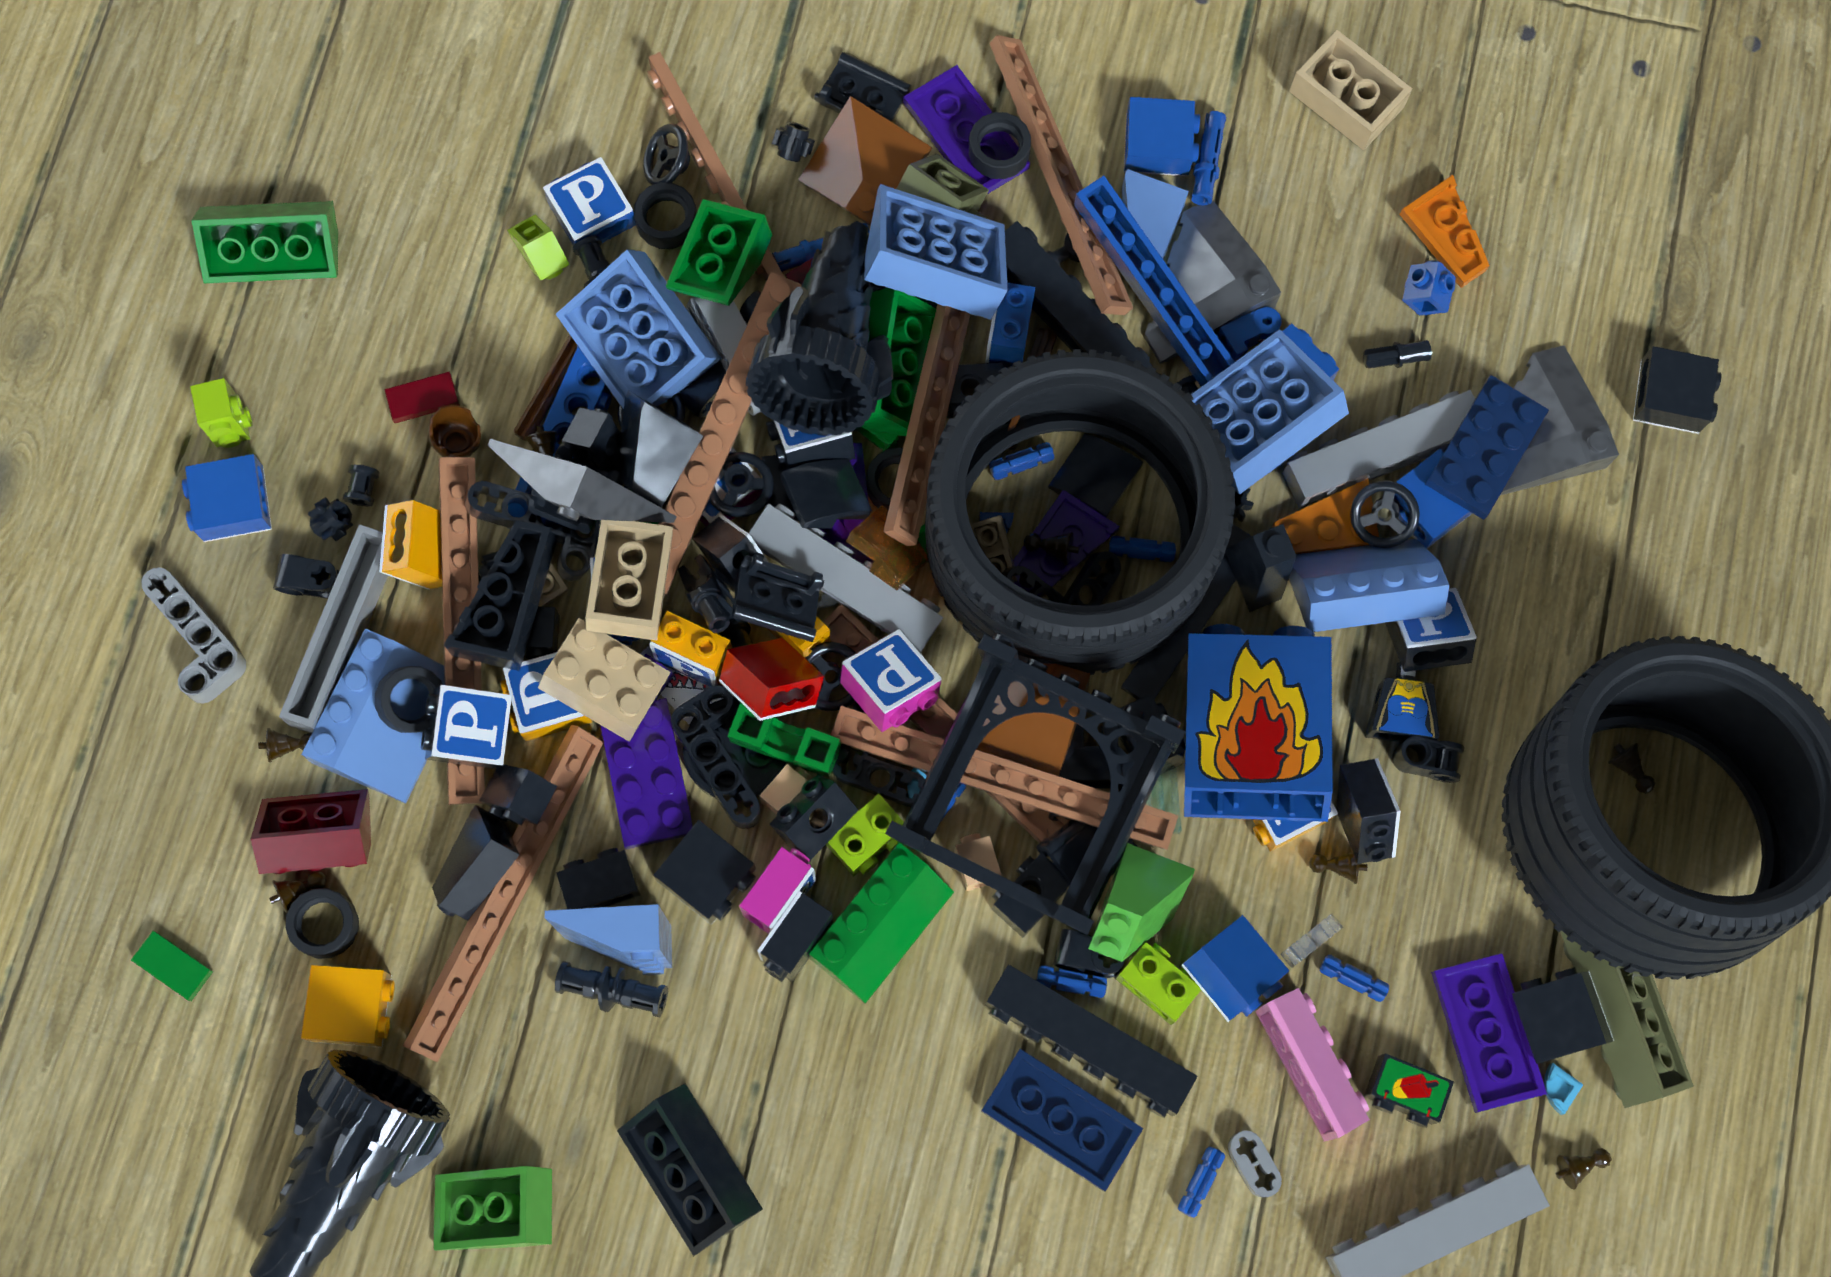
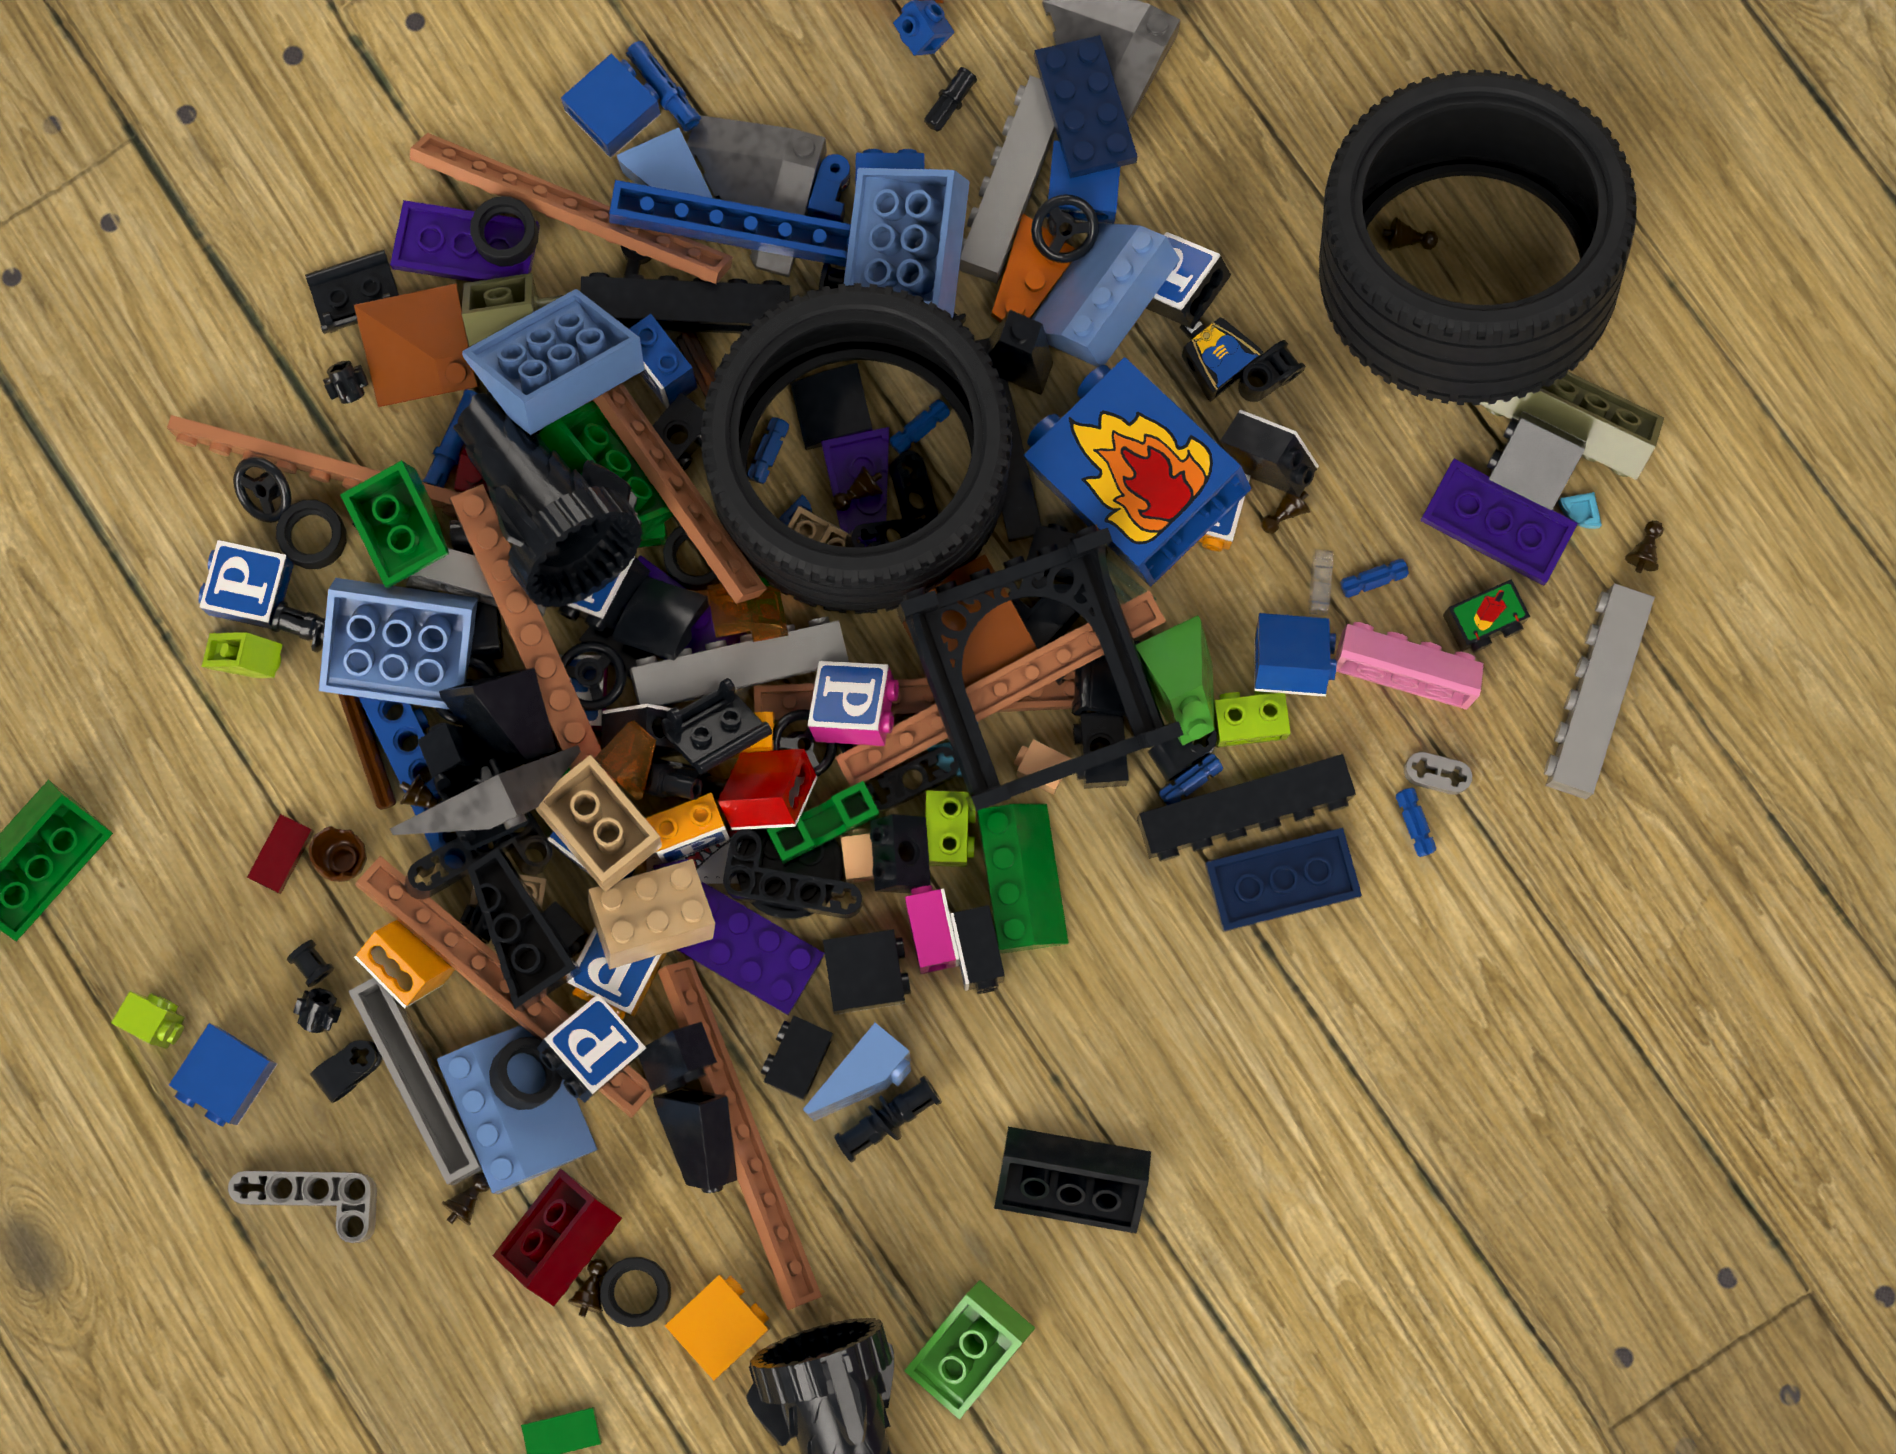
camera: 45 degrees left, 5 degrees up
(696, 557) = (629, 758): none -> clear orange slope

